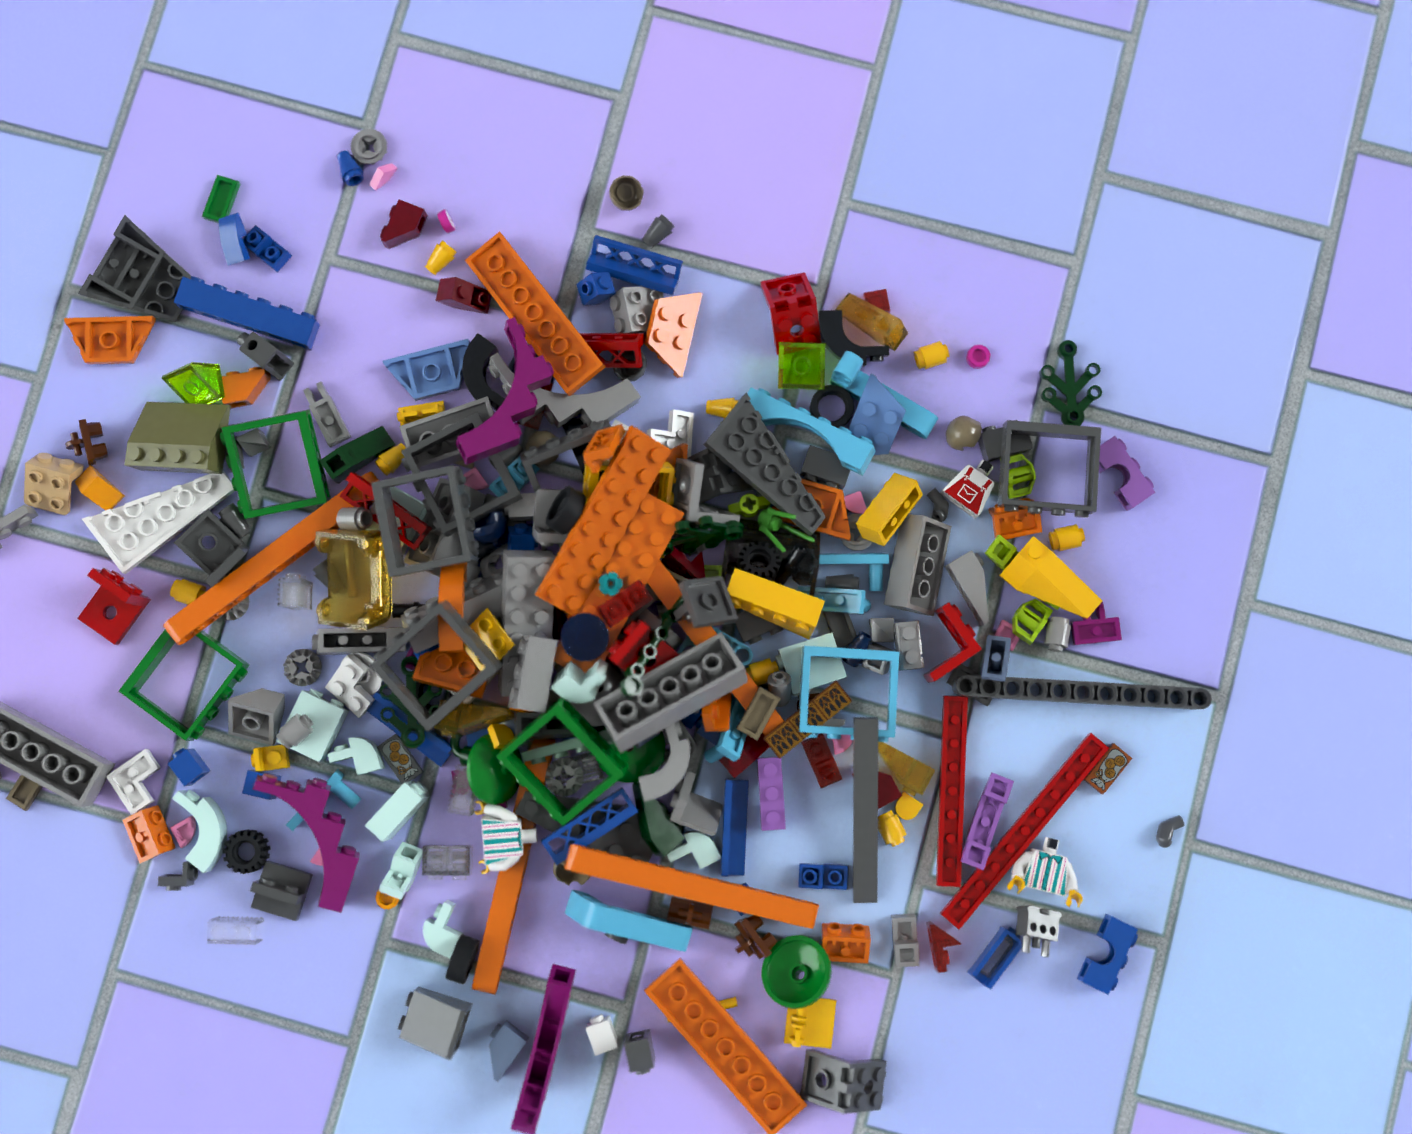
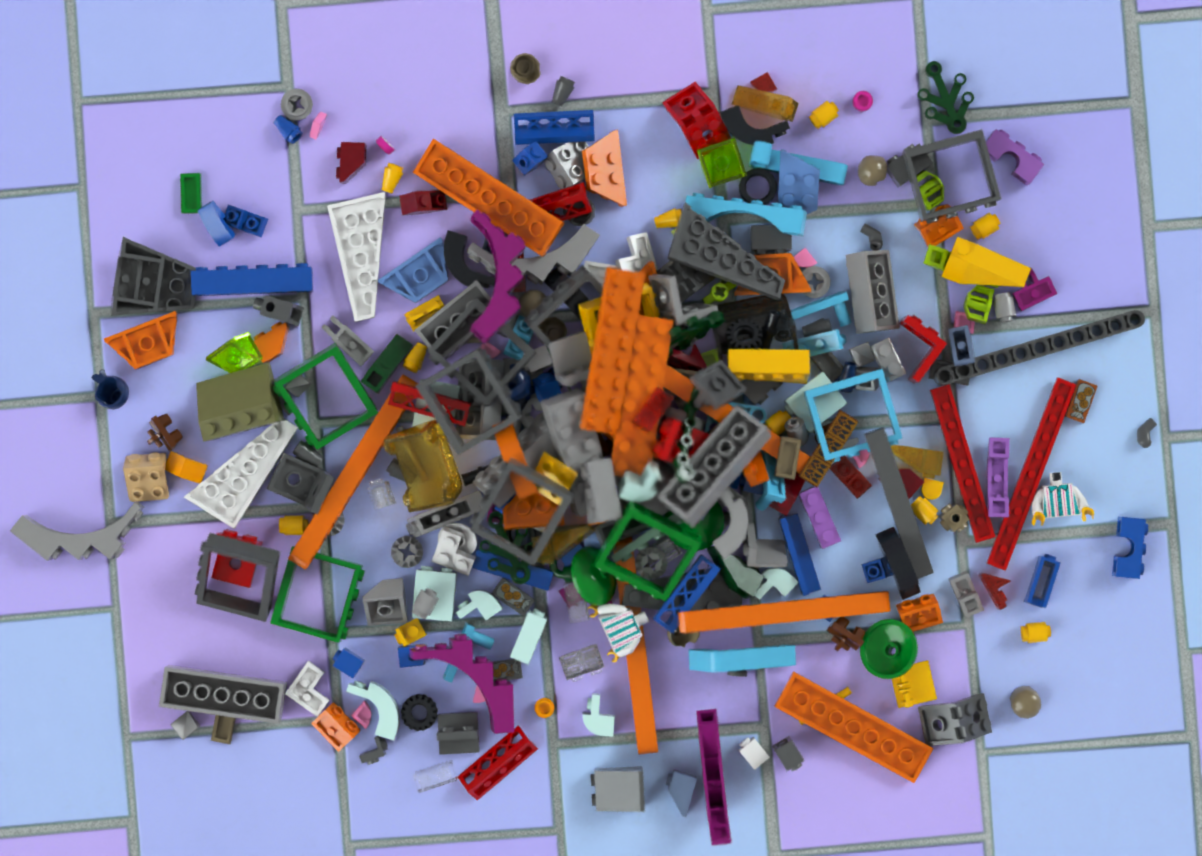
camera: 10 degrees left, 5 degrees up
(50, 377) = (111, 391): none -> dark blue hat
(115, 601) = (246, 552): none -> dark grey window
(311, 945) = (499, 766): none -> red fence
(354, 518) = (407, 418): light grey brick -> none
(360, 838) = (507, 669): none -> tile
(379, 311) = (358, 238): none -> white wing
(402, 871) = (549, 682): light aqua brick -> none
(462, 959) = (623, 735): black tyre -> none
(500, 735) = (589, 548): yellow tile -> none
(551, 477) = (553, 328): none -> dark tan hair
(565, 510) = (578, 352): black tyre -> none
(584, 637) = (630, 447): clear blue tile -> none
(602, 446) = (591, 291): orange bracket -> none
(610, 577) = (636, 403): teal plate -> none
(690, 912) = (788, 633): reddish brown hips -> none
(770, 521) = (741, 298): bright green plant -> none
(841, 877) = (898, 562): none -> black arch
(889, 509) = (834, 255): yellow brick -> none
(915, 842) = (946, 517): none -> dark tan brick
(930, 1089) = (1025, 702): none -> dark tan hair
(968, 1012) = (1035, 632): none -> yellow brick
(970, 488) = (893, 213): torso -> none
(970, 580) = (919, 289): light grey slope -> none
(1038, 925) = (1066, 544): piece -> none

